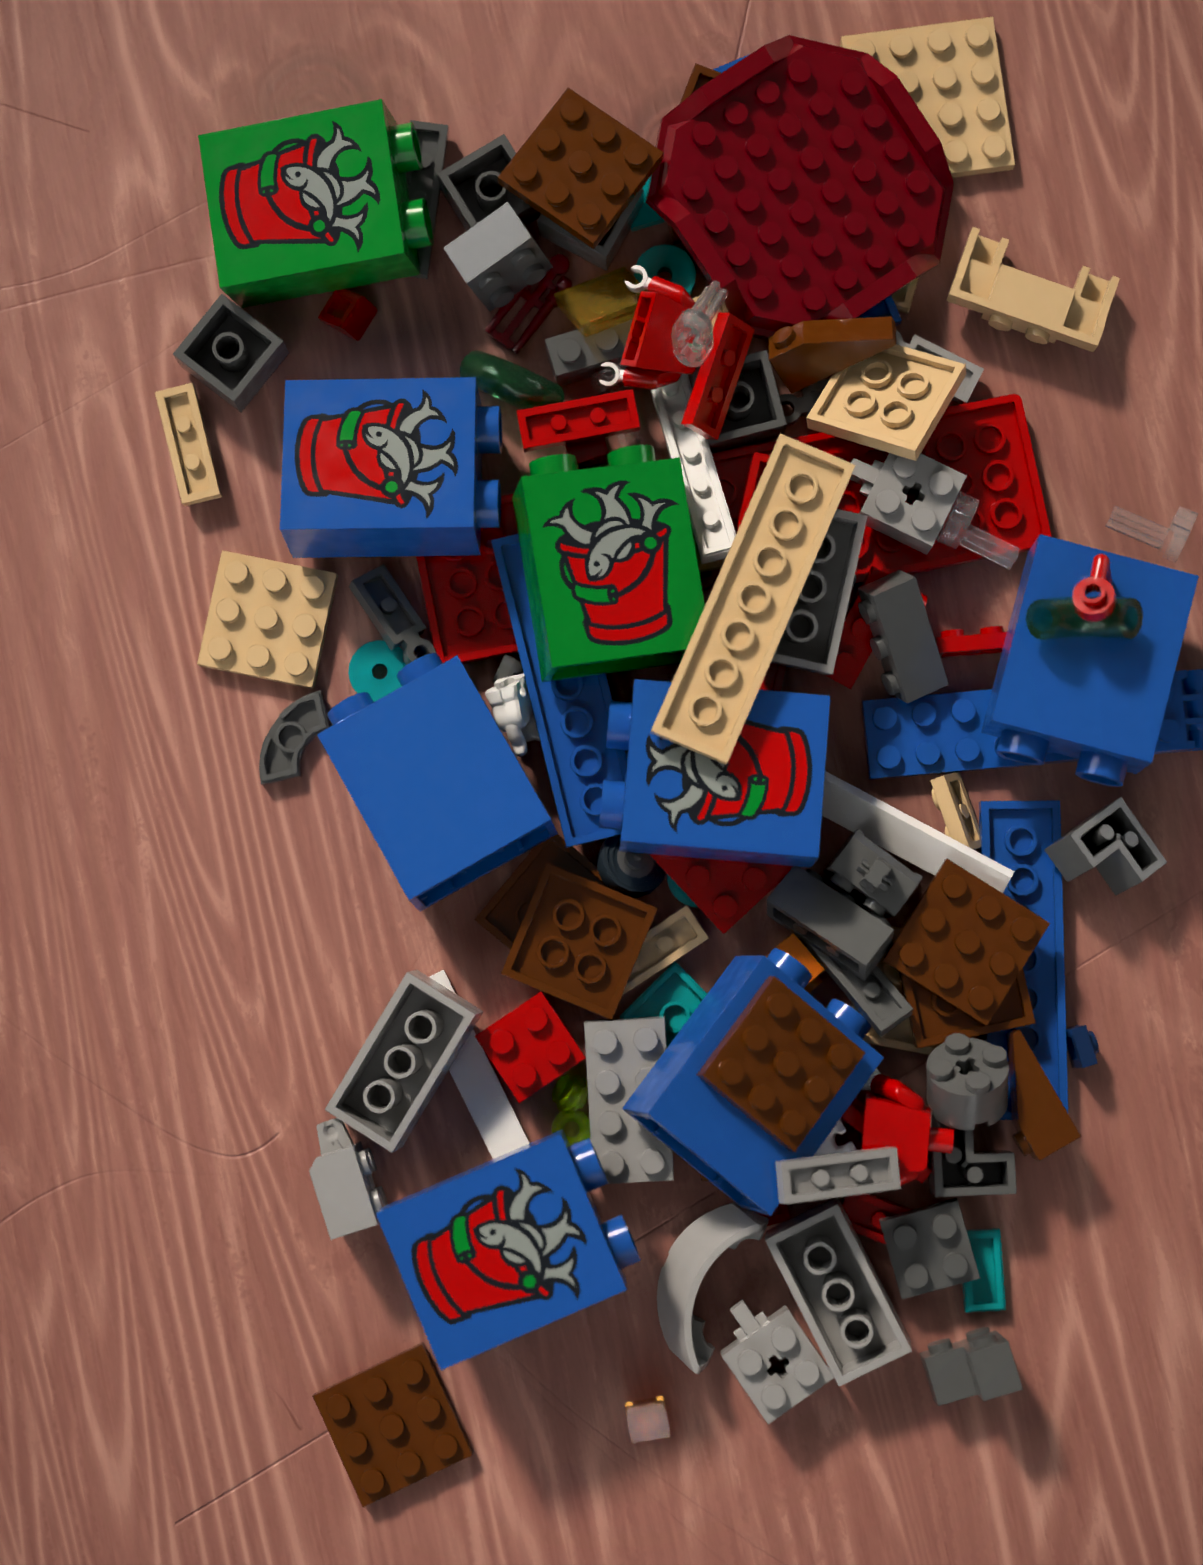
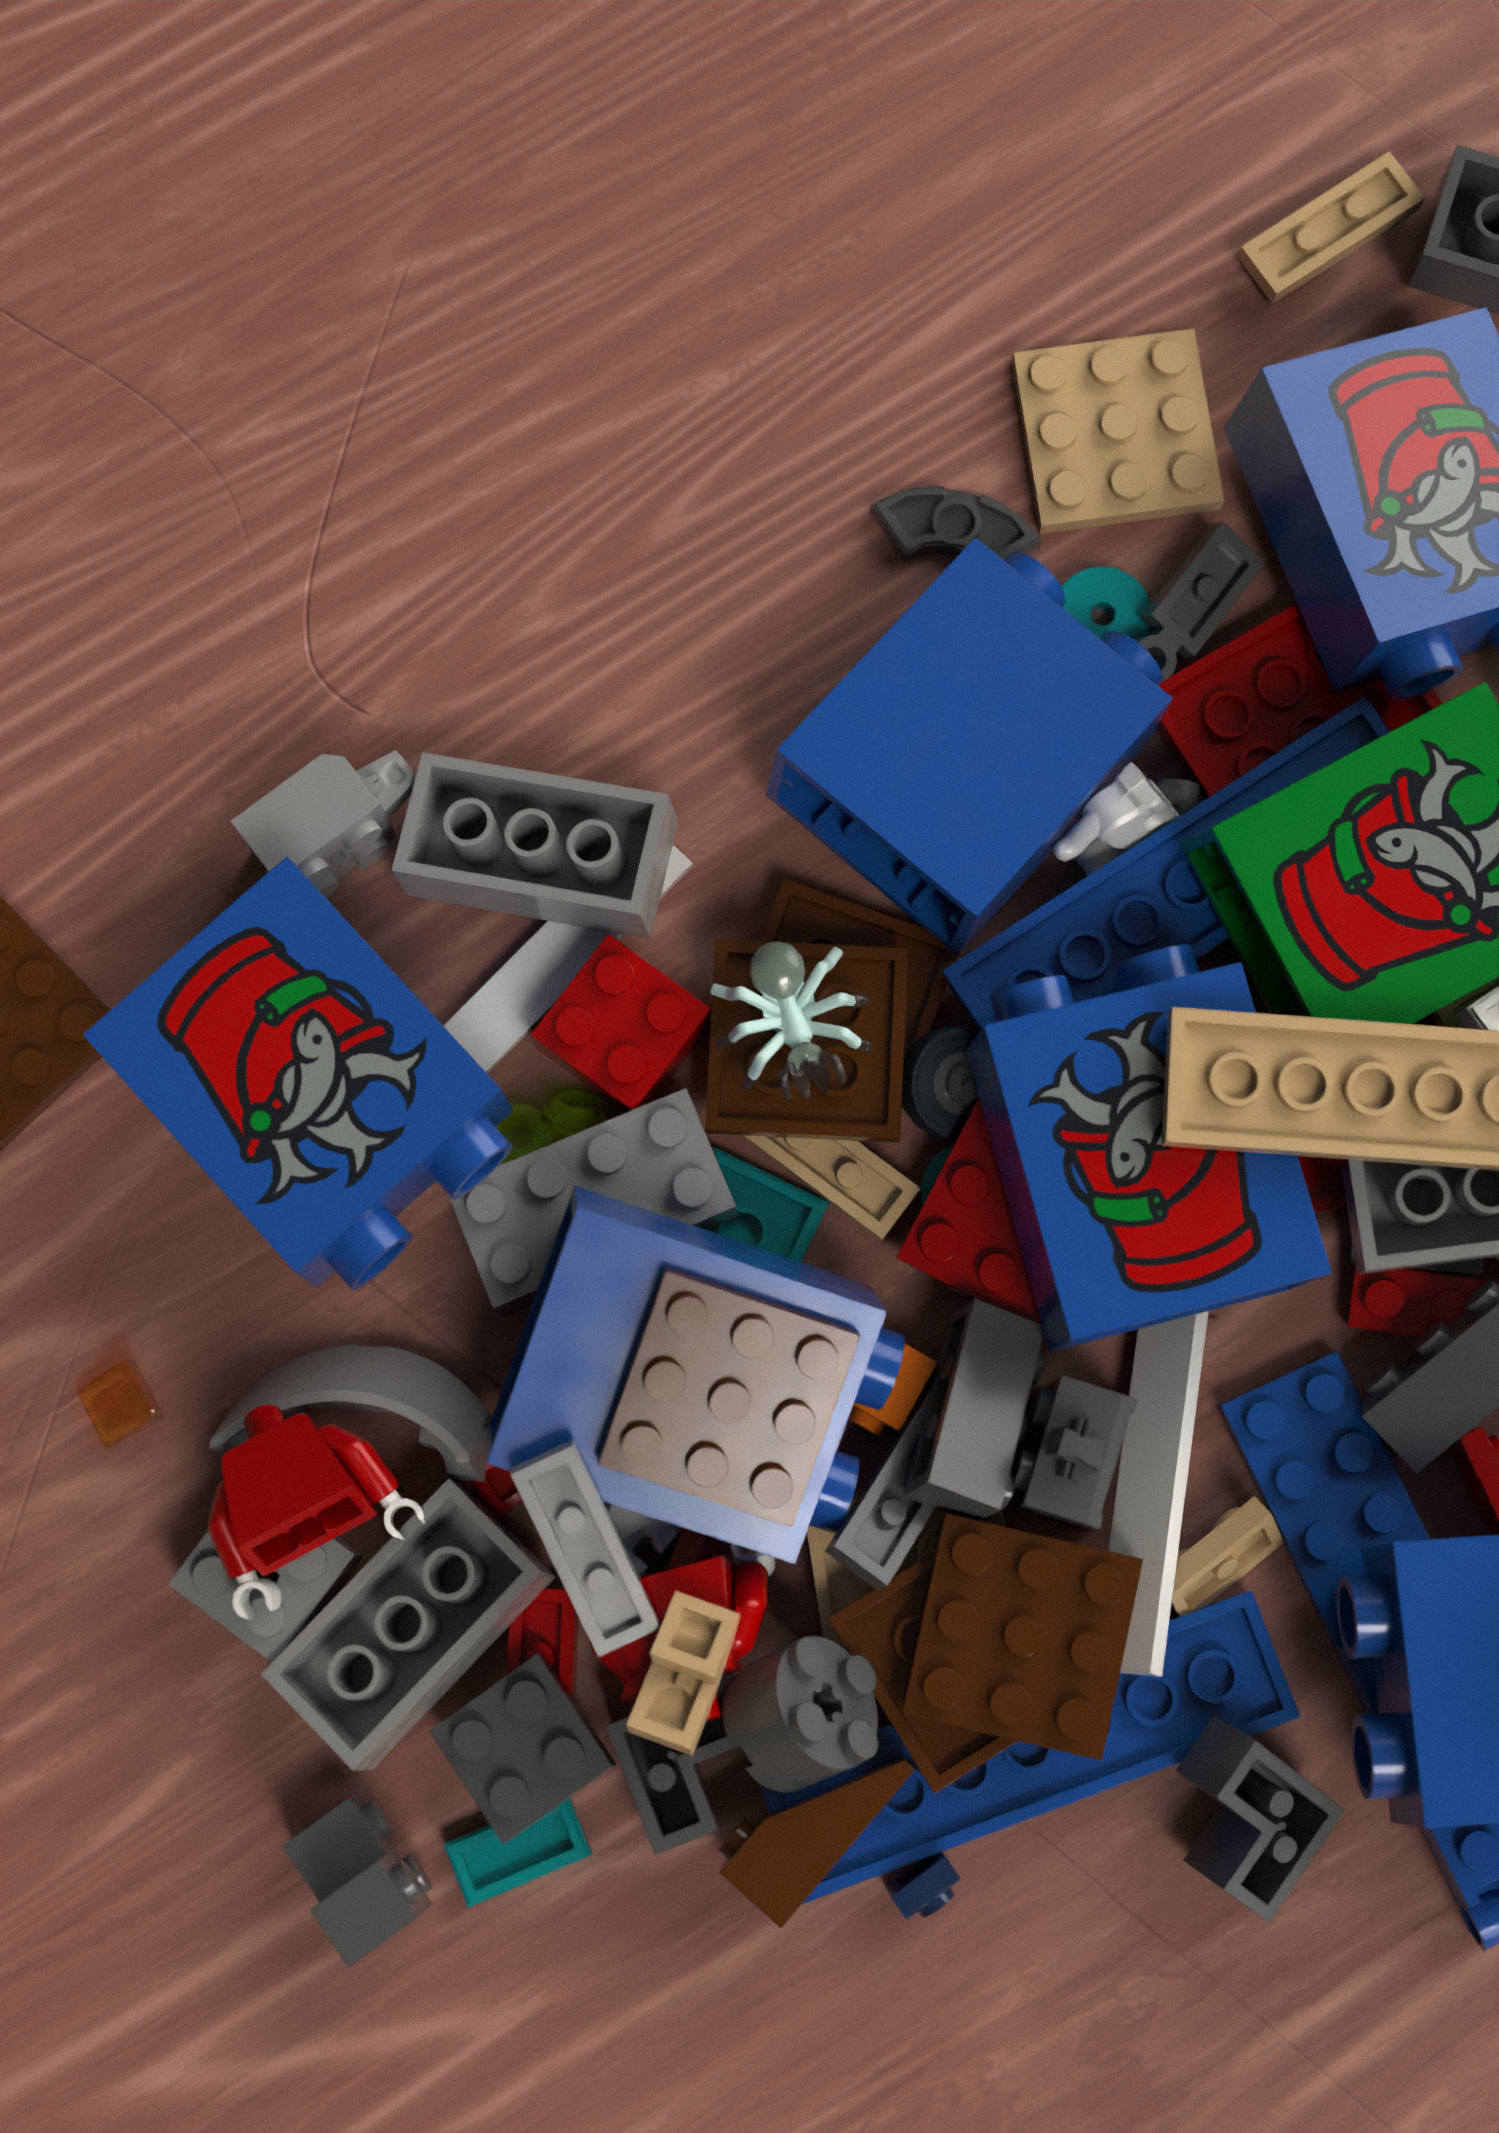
camera: 70 degrees right, 5 degrees down
(561, 946) = (789, 1015): none -> animal
(746, 1334) = (292, 1494): none -> red torso
(925, 1142) = (683, 1673): none -> tan slope

